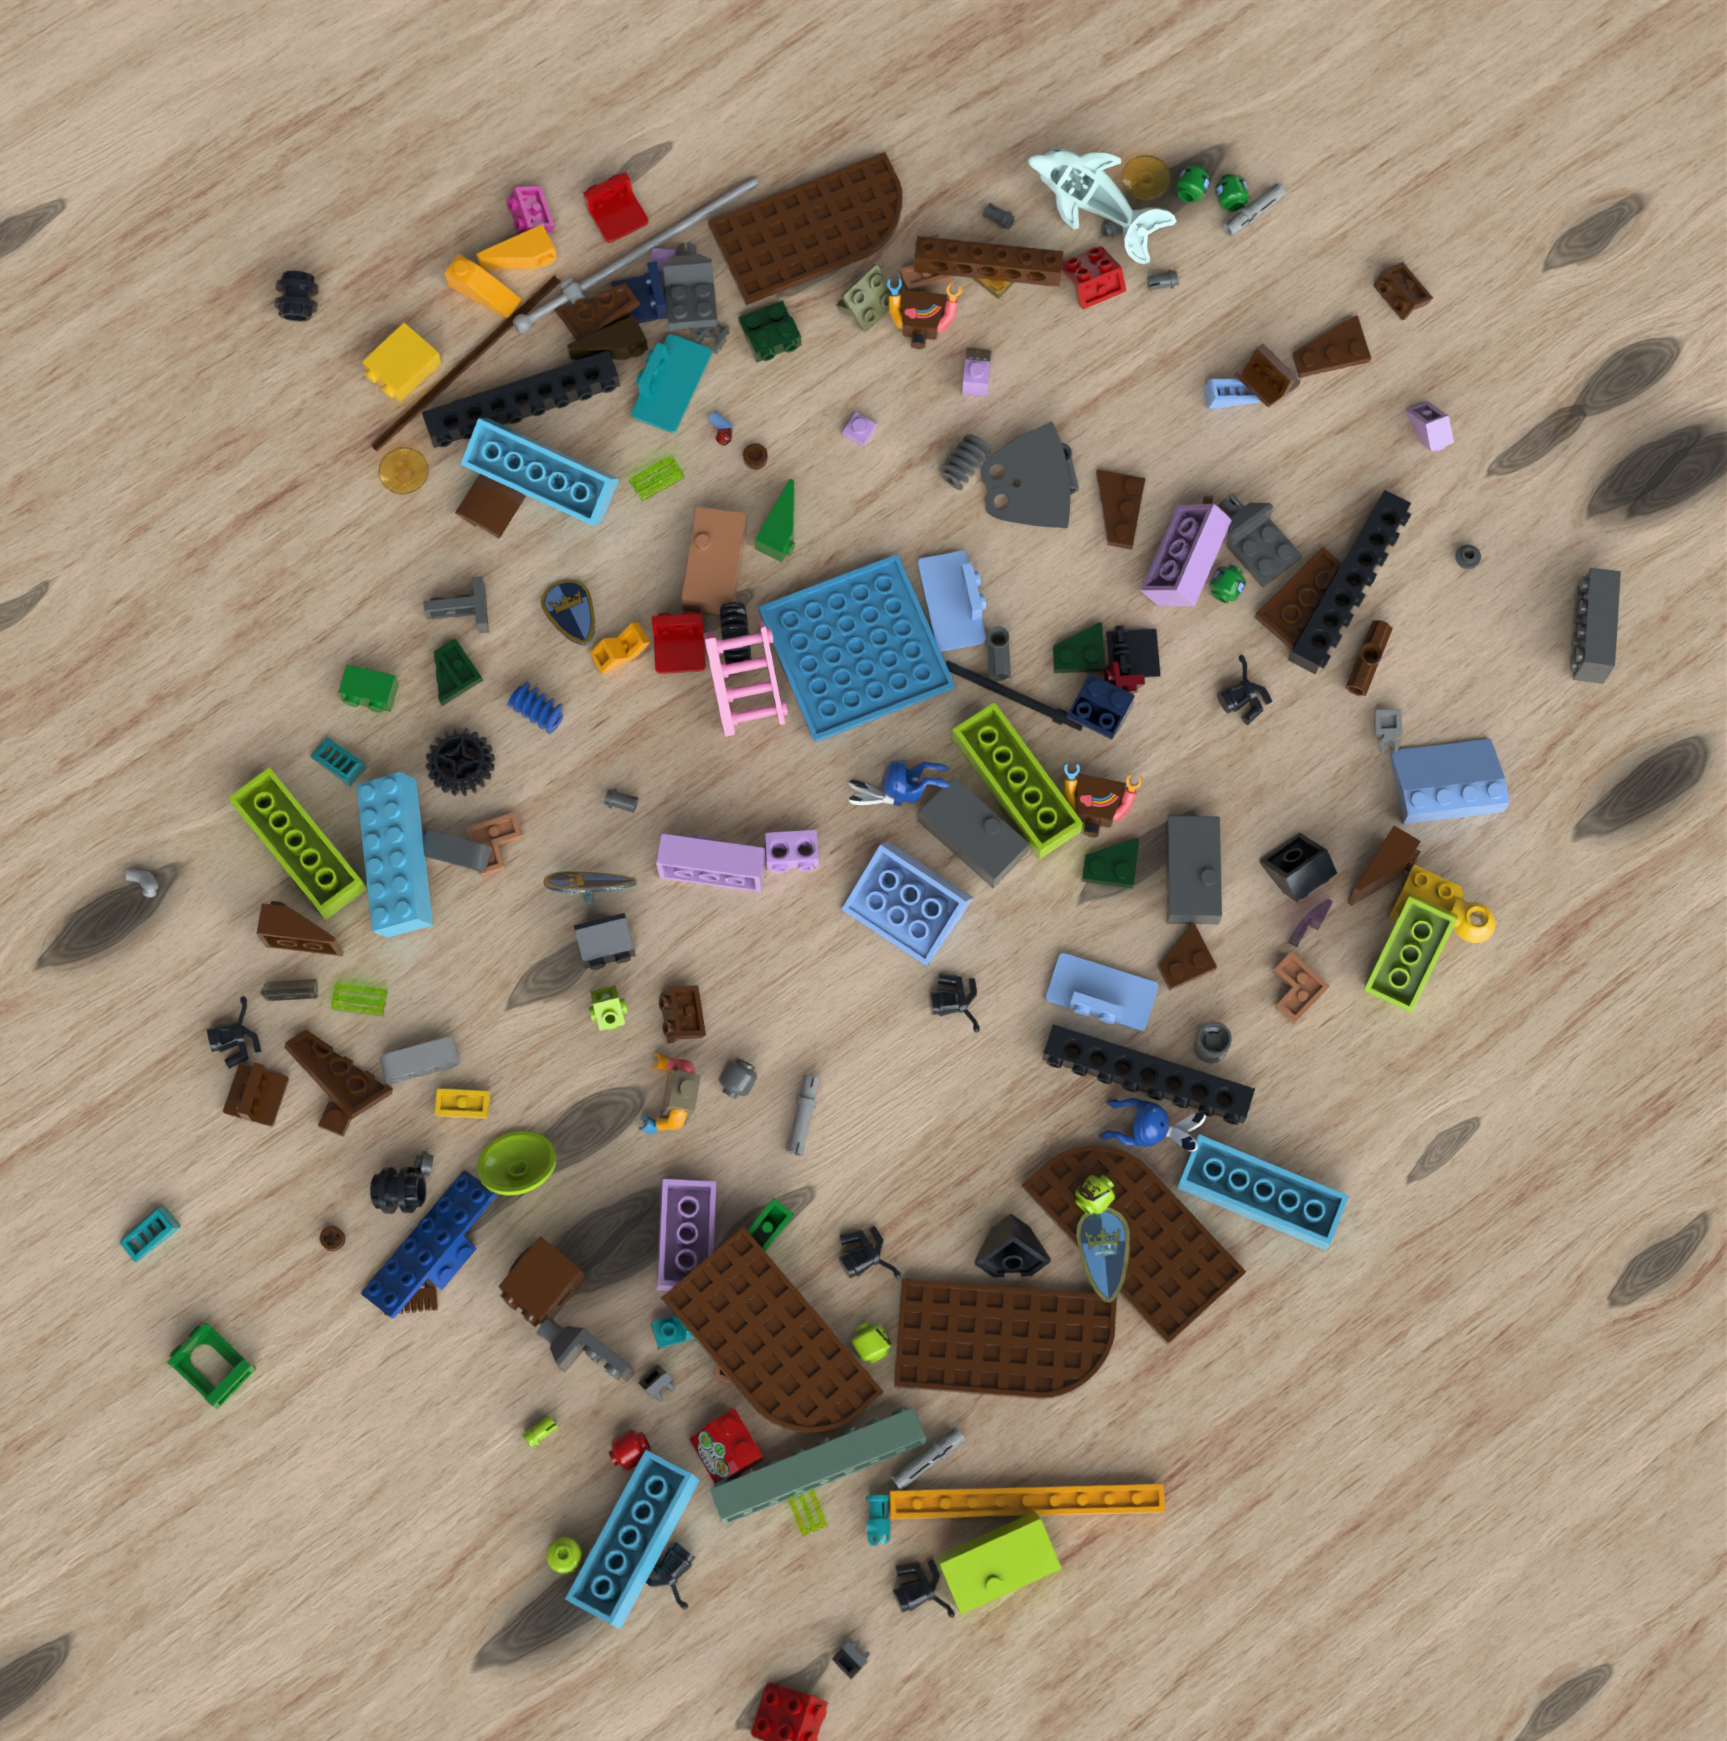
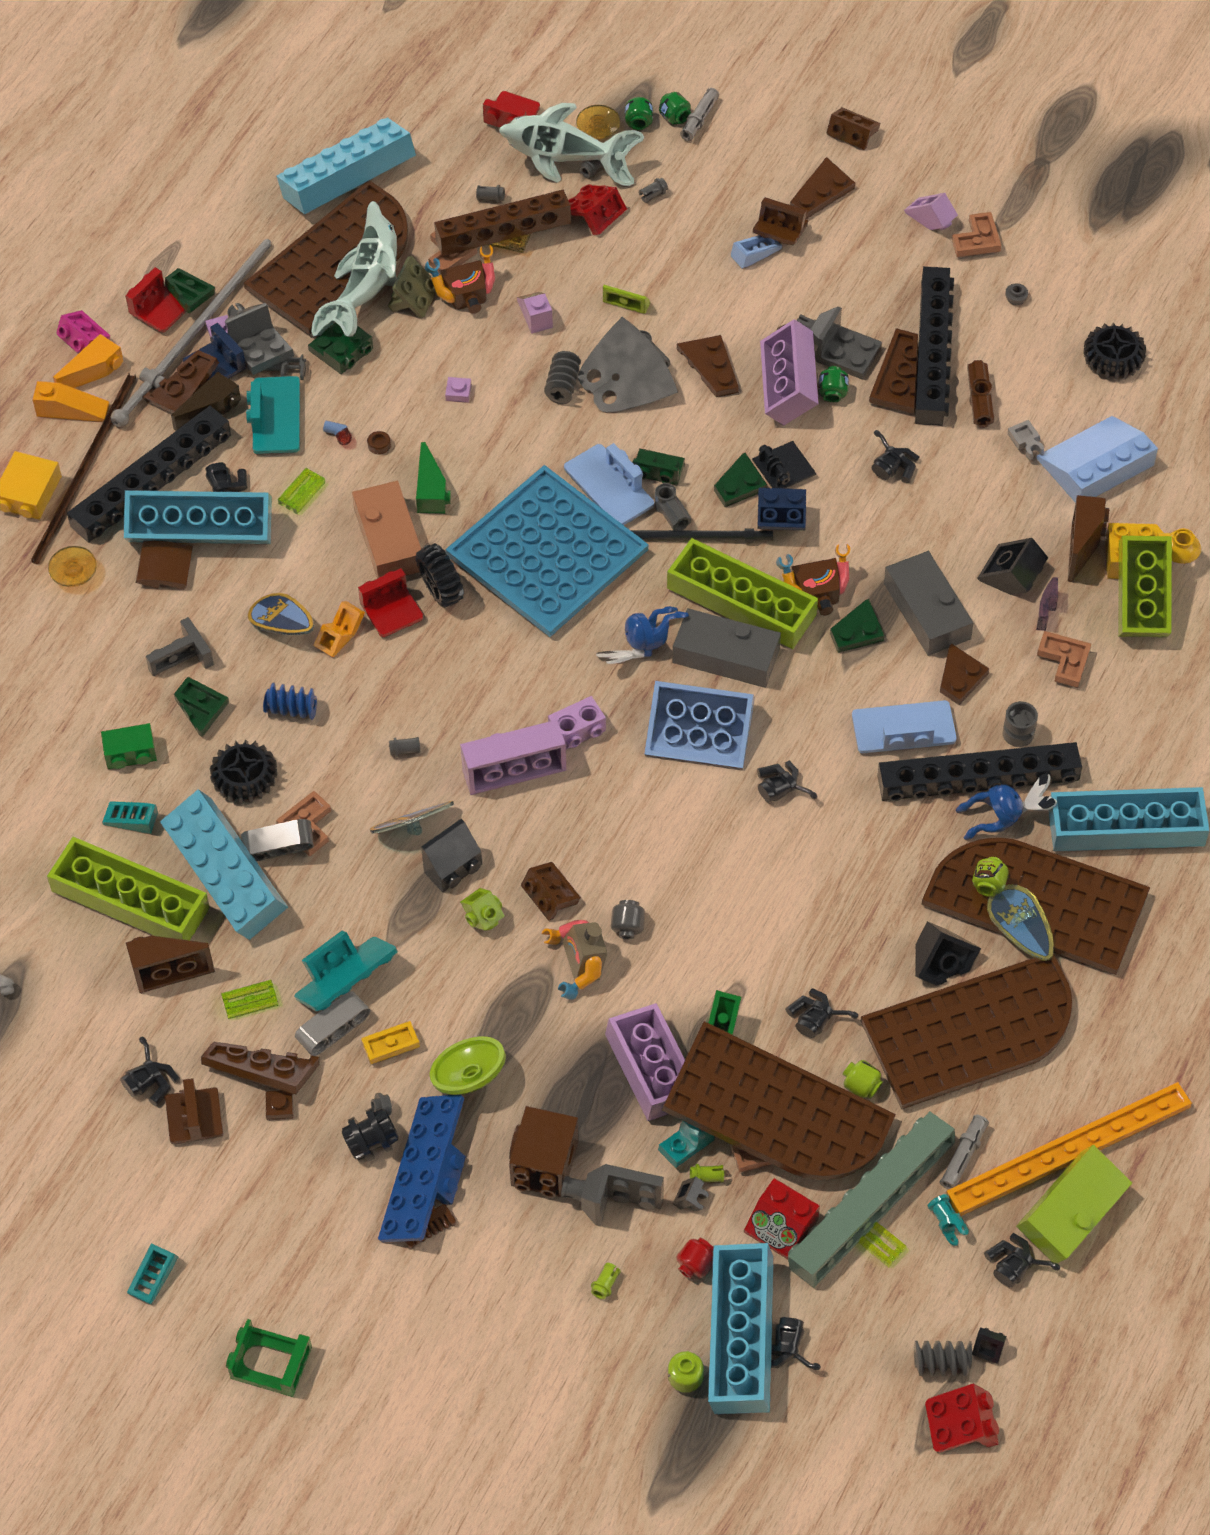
camera: 25 degrees left, 15 degrees down
(290, 990) = (182, 1017): clear smoke slope -> none
(338, 1244) = (331, 1196): reddish brown bush -> none
(451, 1009) = (340, 966): none -> teal bracket
(584, 436) = (220, 478): none -> black piece
(652, 206) = (188, 289): none -> dark green wing
(682, 1369) = (708, 1173): none -> lime pin
(726, 694) = (442, 601): bright pink fence -> none
(800, 1653) = (943, 1358): none -> dark grey piece
(805, 1103) = (699, 916): light grey pin -> none
(834, 263) = (371, 268): none -> light aqua animal
(869, 127) = (346, 165): none -> medium azure brick
(1010, 601) = (659, 466): none -> dark green bracket
(1065, 127) = (508, 107): none -> red bracket
(1072, 396) = (625, 299): none -> lime slope
(1128, 683) = (796, 482): dark red bracket -> none
(1465, 480) = (981, 240): none -> nougat plate
(1551, 673) = (1114, 351): none -> black gear
(1596, 625) = (1149, 298): dark grey brick -> none

